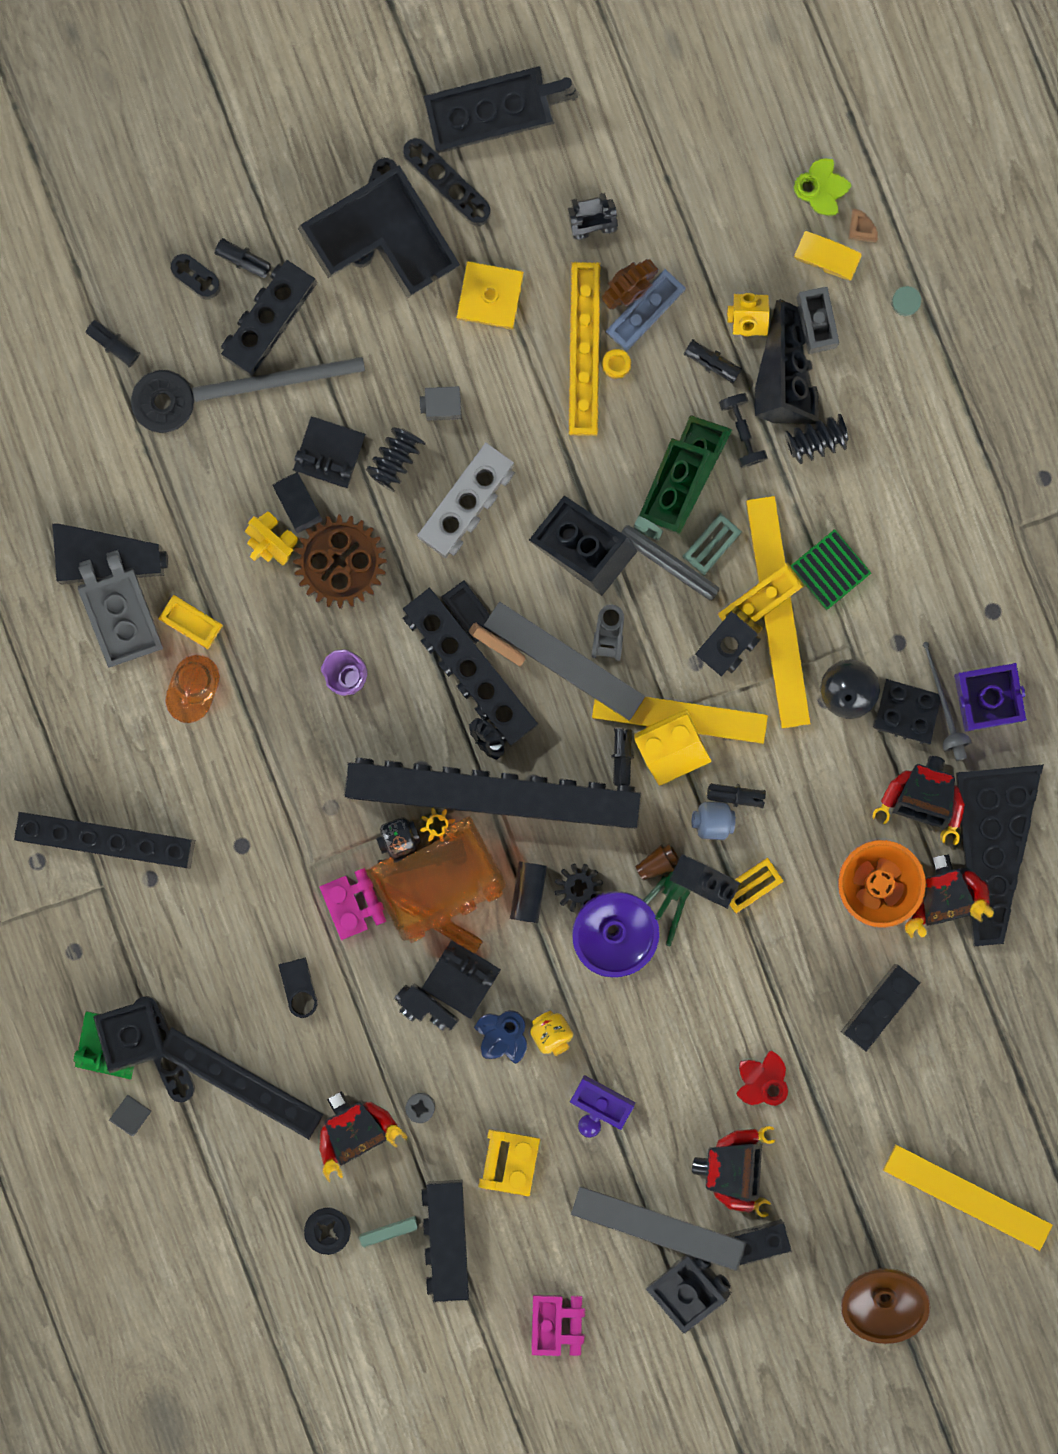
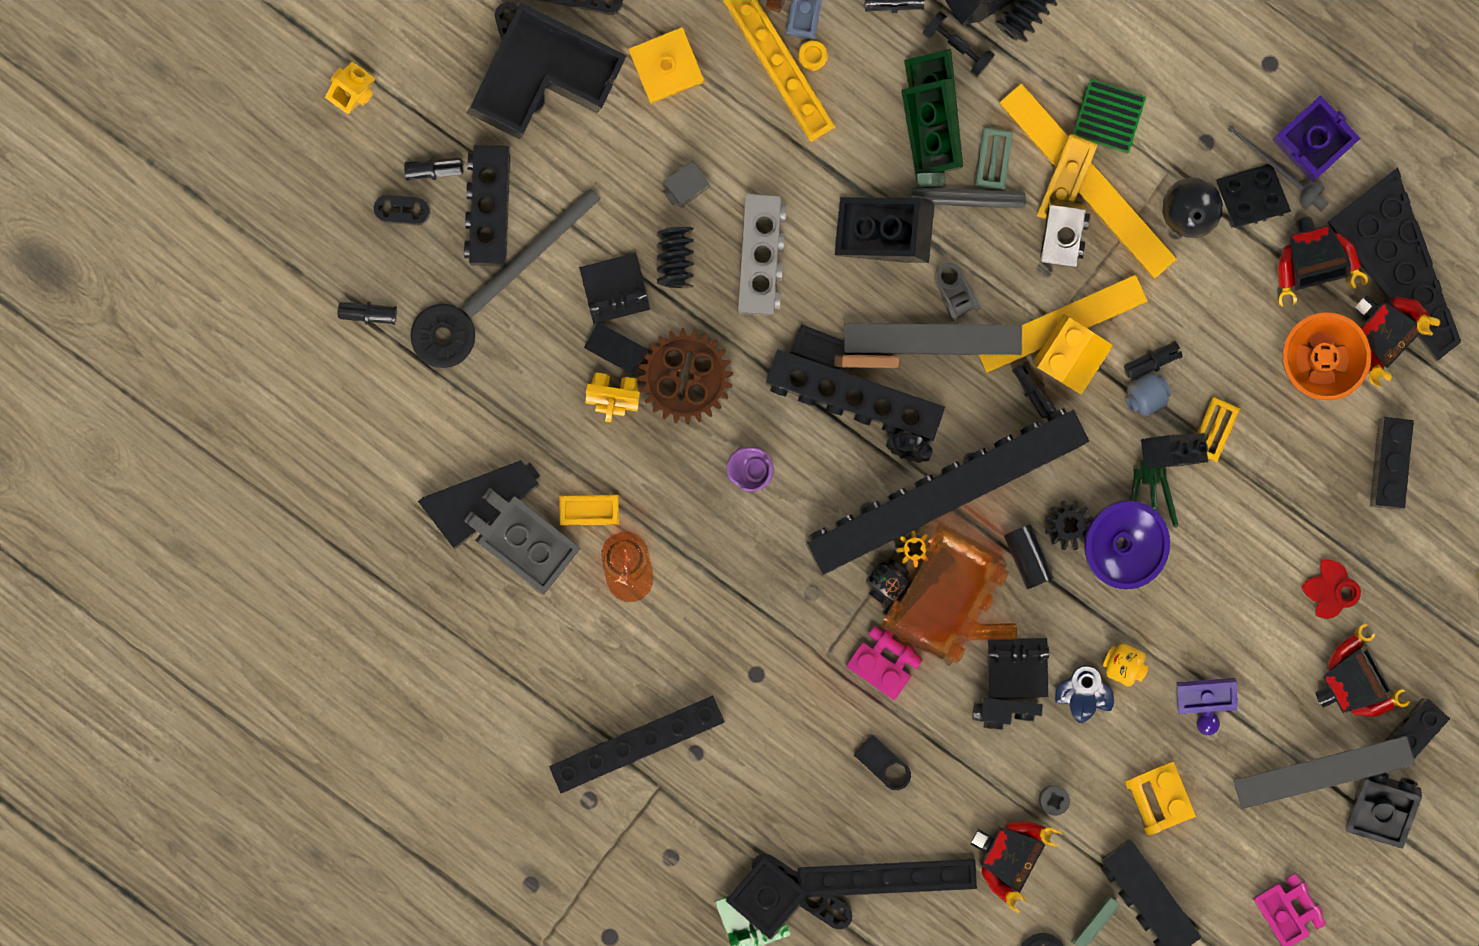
camera: 35 degrees left, 0 degrees up
(216, 148) = (350, 87): none -> yellow brick
(658, 862) = (1123, 460): reddish brown cone -> none

